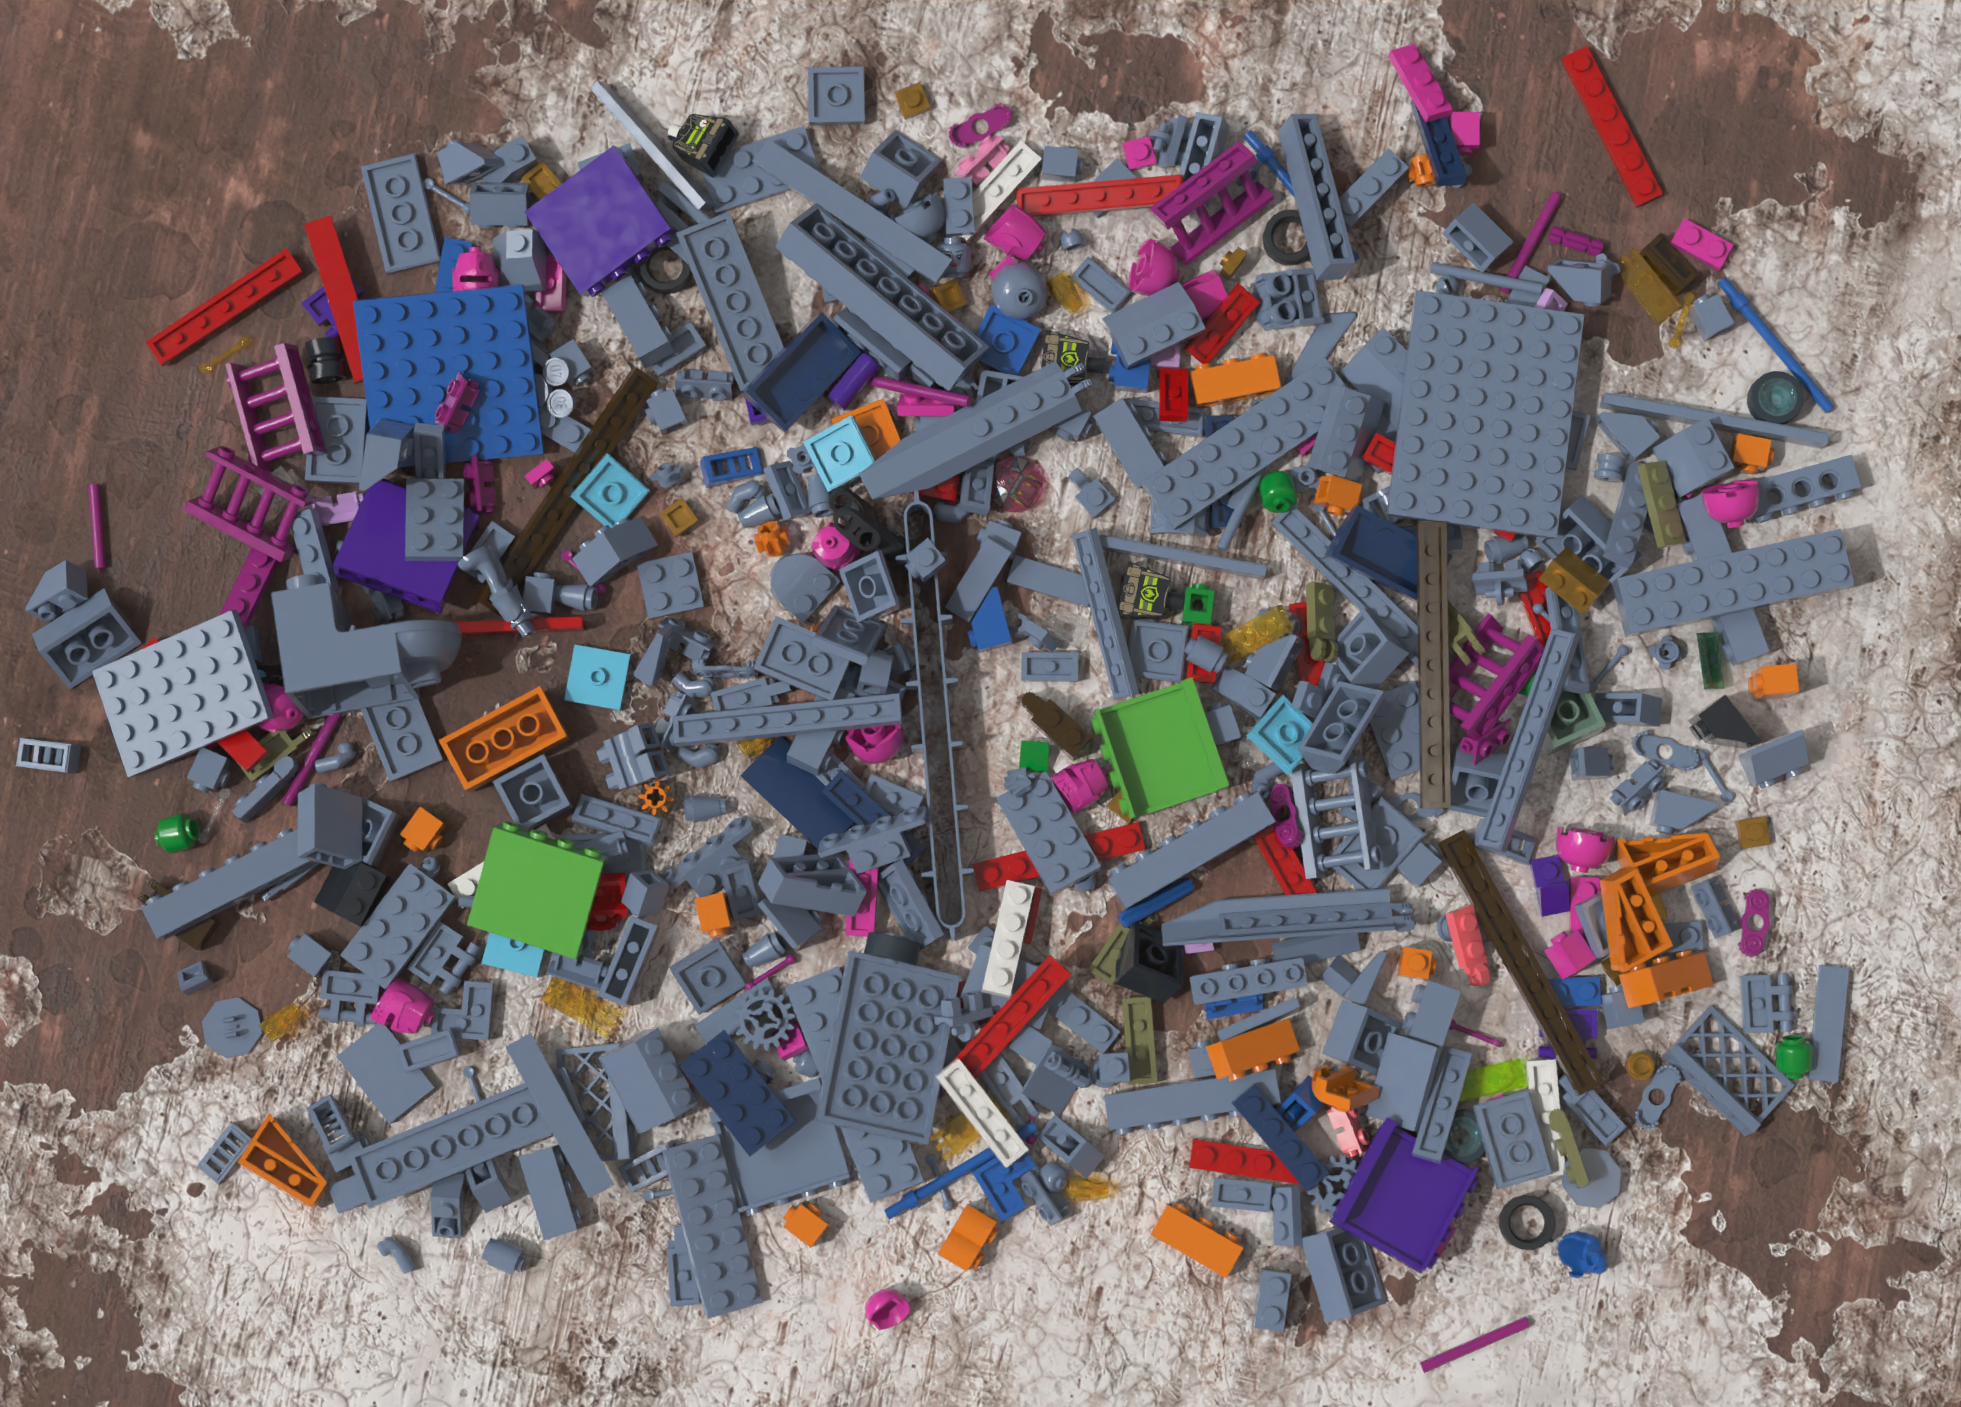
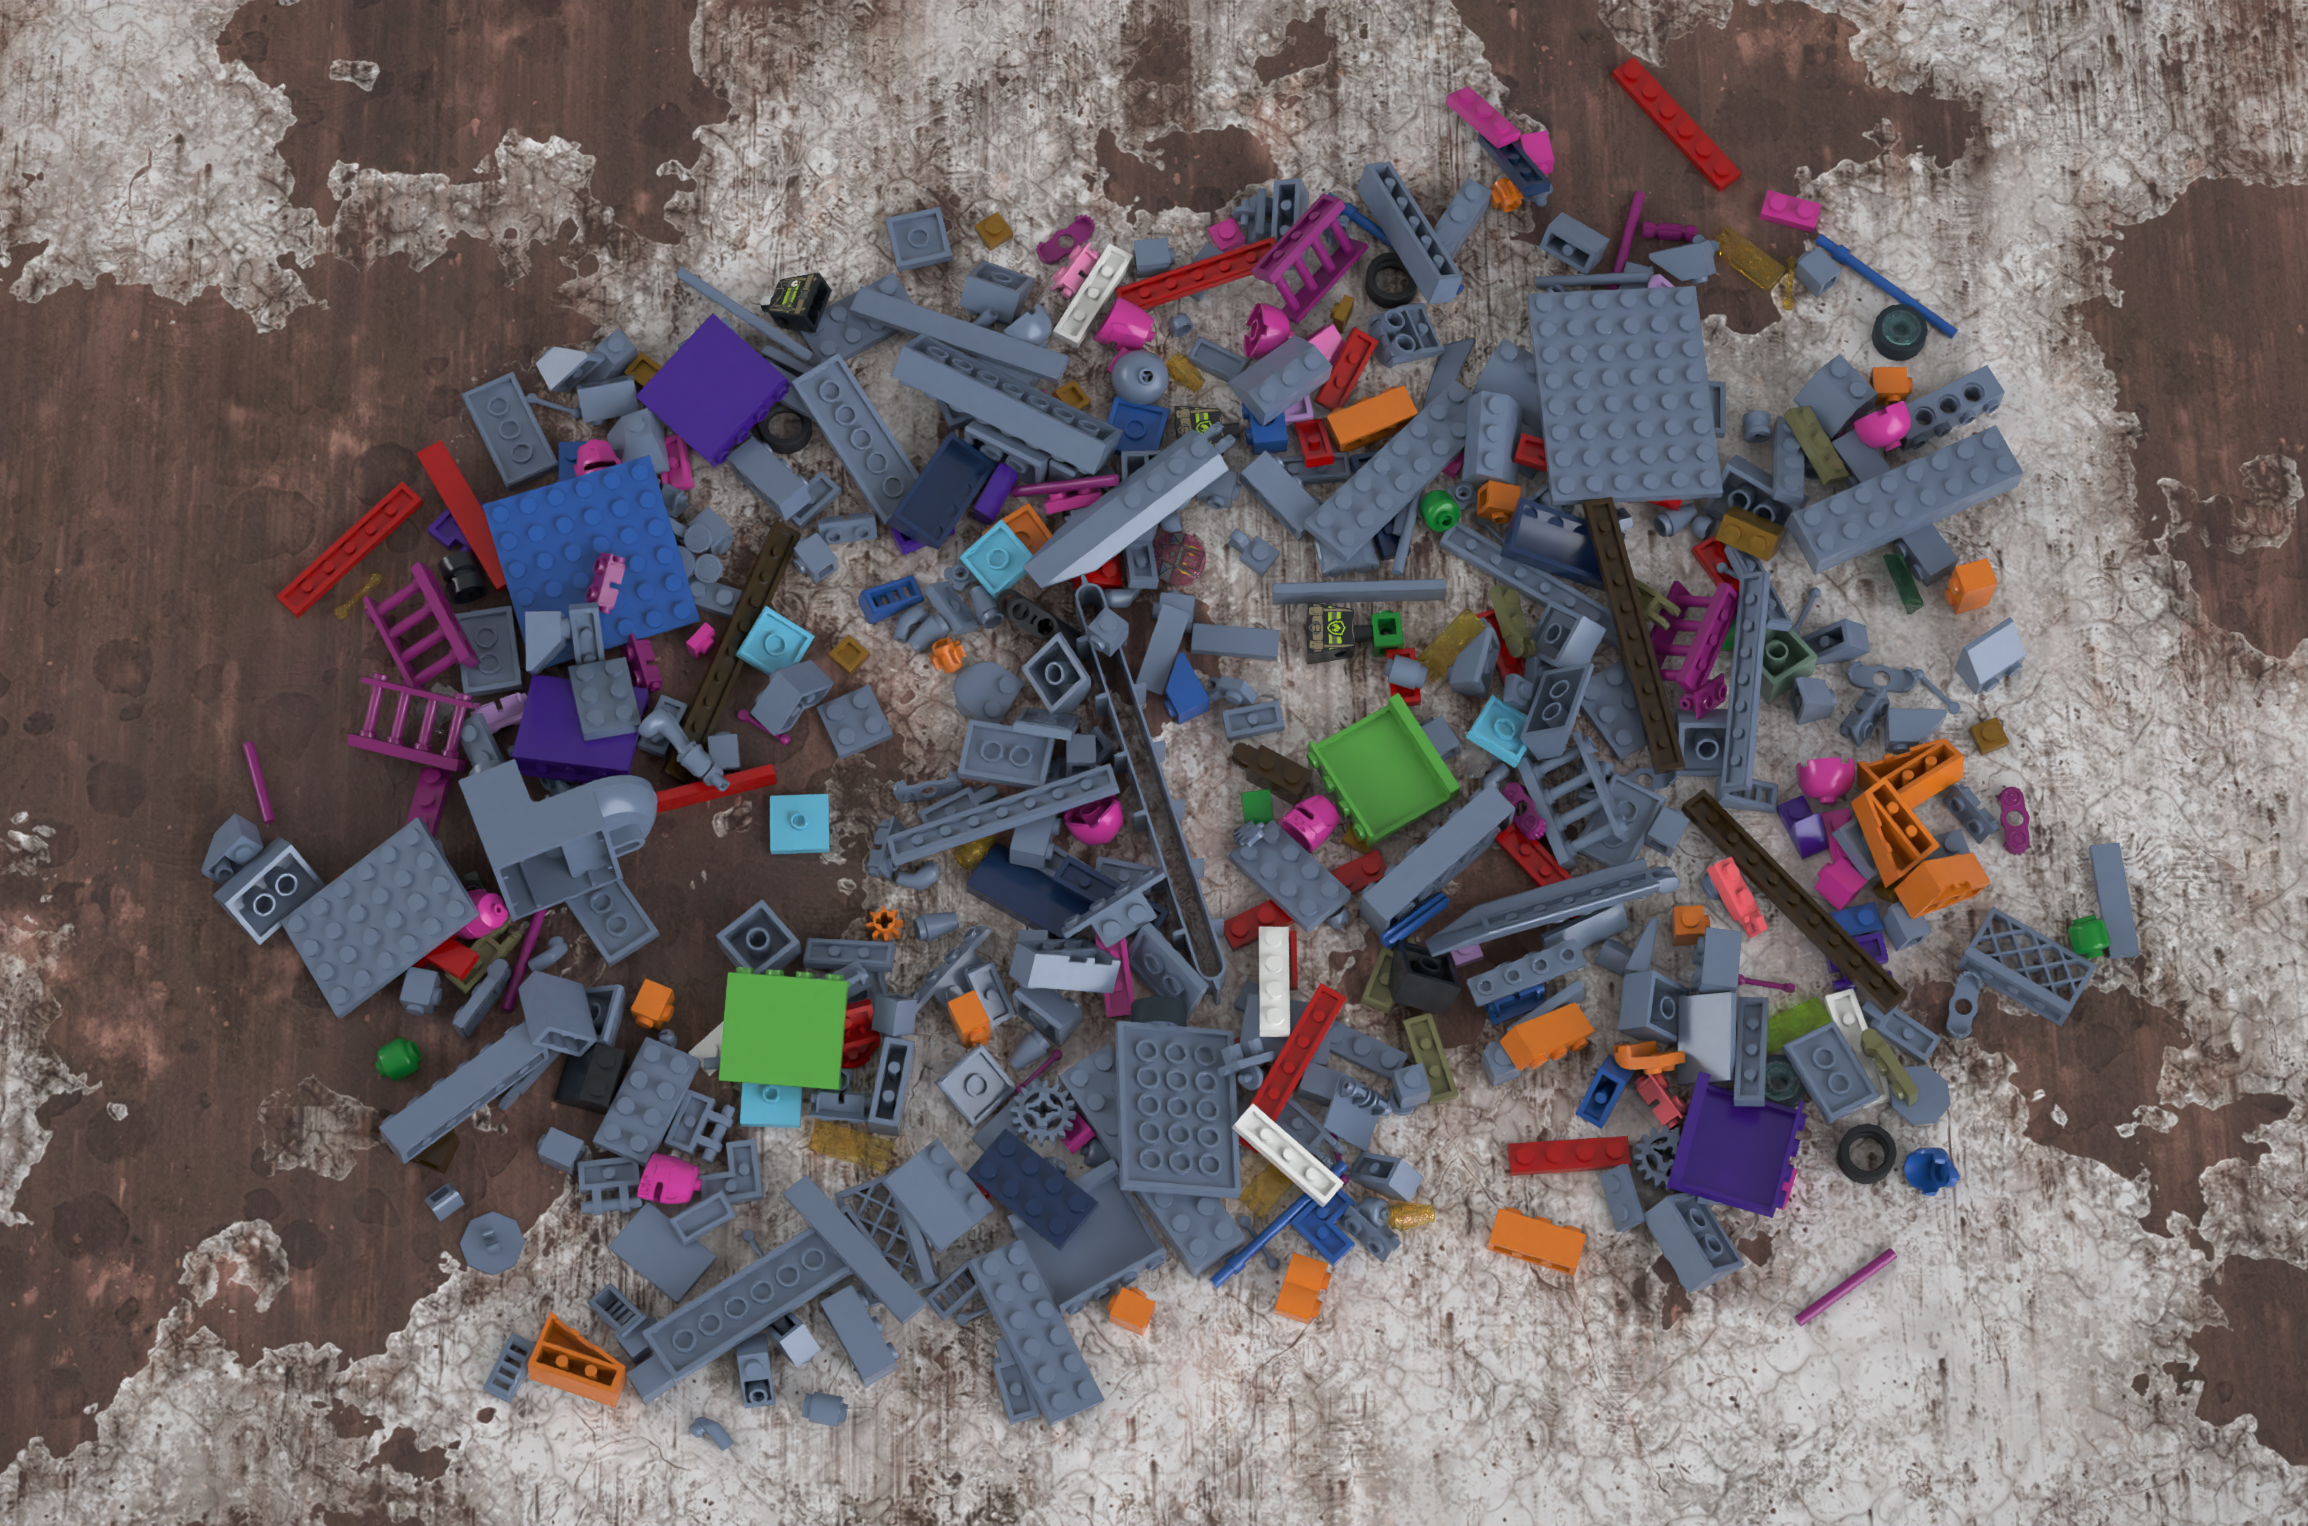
camera: 15 degrees left, 15 degrees down
(66, 756) = (268, 1007): sand blue slope -> none
(224, 794) = (440, 1014): clear hinge -> none
(280, 1022) = (542, 1224): clear yellow cone -> none
(504, 739) = (717, 896): orange brick -> none
(577, 596) = (762, 749): sand blue cone -> none
(628, 759) = (853, 888): sand blue hips -> none
(653, 662) = (854, 789): sand blue slope -> none
(667, 474) = (828, 616): sand blue plate -> none
(695, 641) = (869, 765): sand blue hinge -> none
(696, 688) = (904, 812): sand blue arm -> none
(833, 548) = (1012, 648): dark pink helmet -> none
(886, 1308) = (1235, 1376): dark pink hair -> none
(958, 206) = (1063, 312): sand blue plate -> none
(960, 255) = (1077, 363): sand blue head -> none
(1105, 613) = (1297, 656): sand blue tile -> none
(1157, 650) = (1355, 685): sand blue tile -> none
(1184, 1101) = (1497, 1104): sand blue brick -> none
(1241, 1194) = (1571, 1187): sand blue plate -> none
(1243, 692) = (1454, 702): sand blue slope -> none
(1271, 1300) = (1628, 1283): sand blue brick -> none
(1280, 1137) = (1596, 1117): dark blue plate -> none
(1499, 583) = (1677, 550): sand blue hips -> none
(1628, 432) = (1765, 390): sand blue slope -> none
(1640, 1066) = (1938, 979): pearl gold plate -> none
(1668, 264) = (1764, 234): dark brown hinge -> none
(1674, 652) = (1857, 577): sand blue plate -> none
(1718, 420) = (1862, 362): sand blue tile -> none
(1722, 725) = (1932, 636): black slope -> none
(1757, 1003) = (2039, 897): sand blue plate -> none

